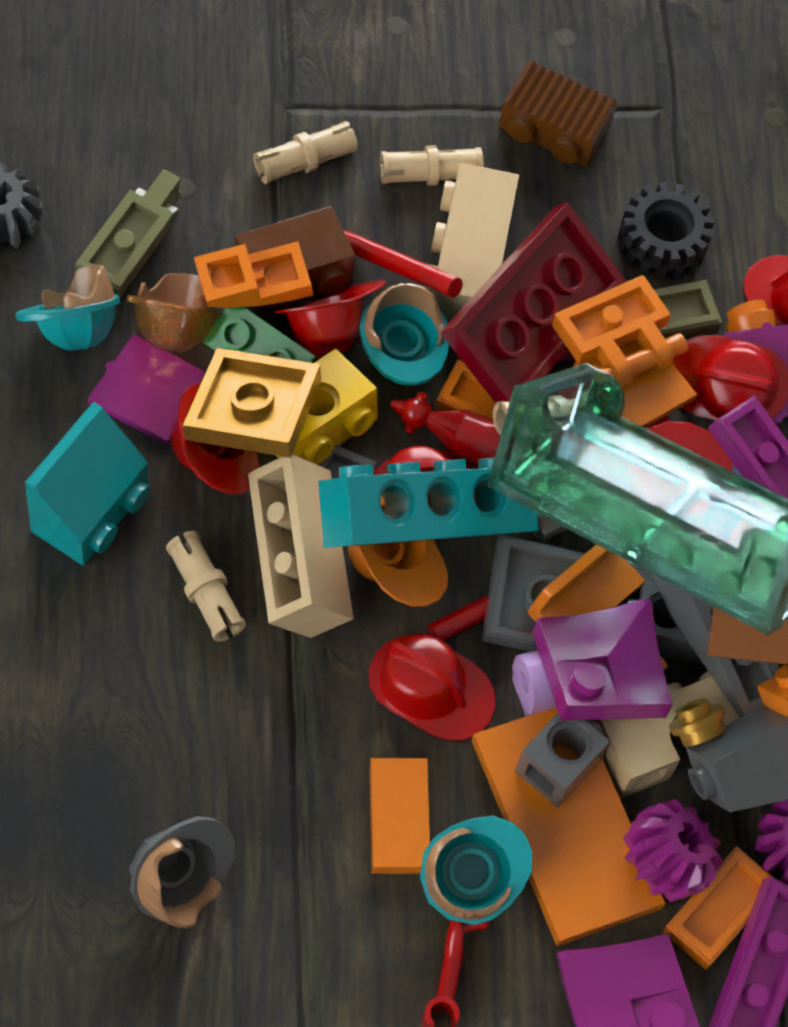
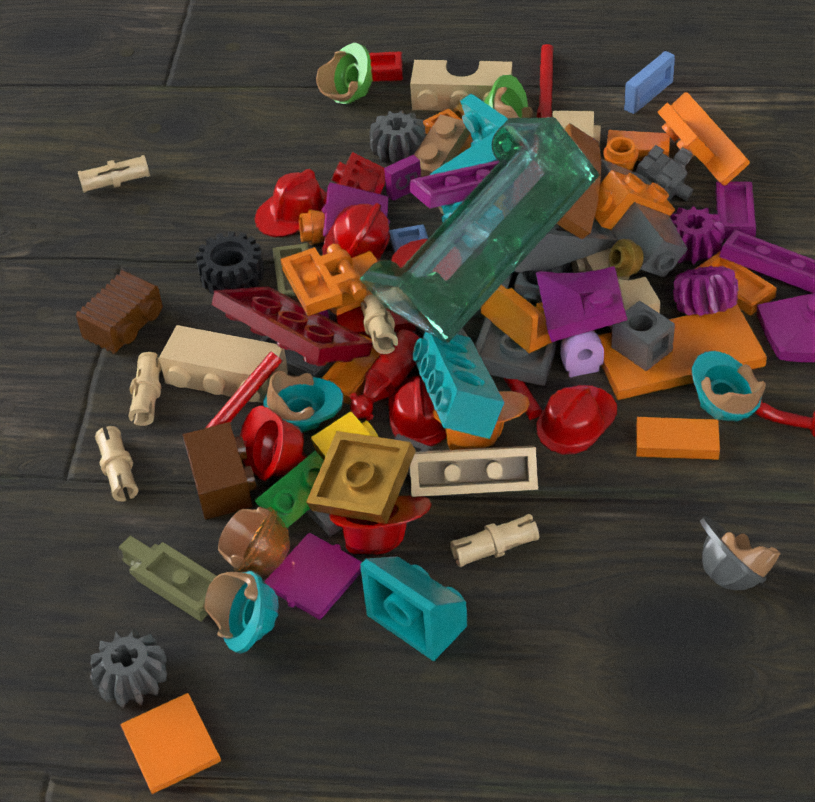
camera: 70 degrees left, 15 degrees down
(247, 280) = (244, 475): orange slope -> none

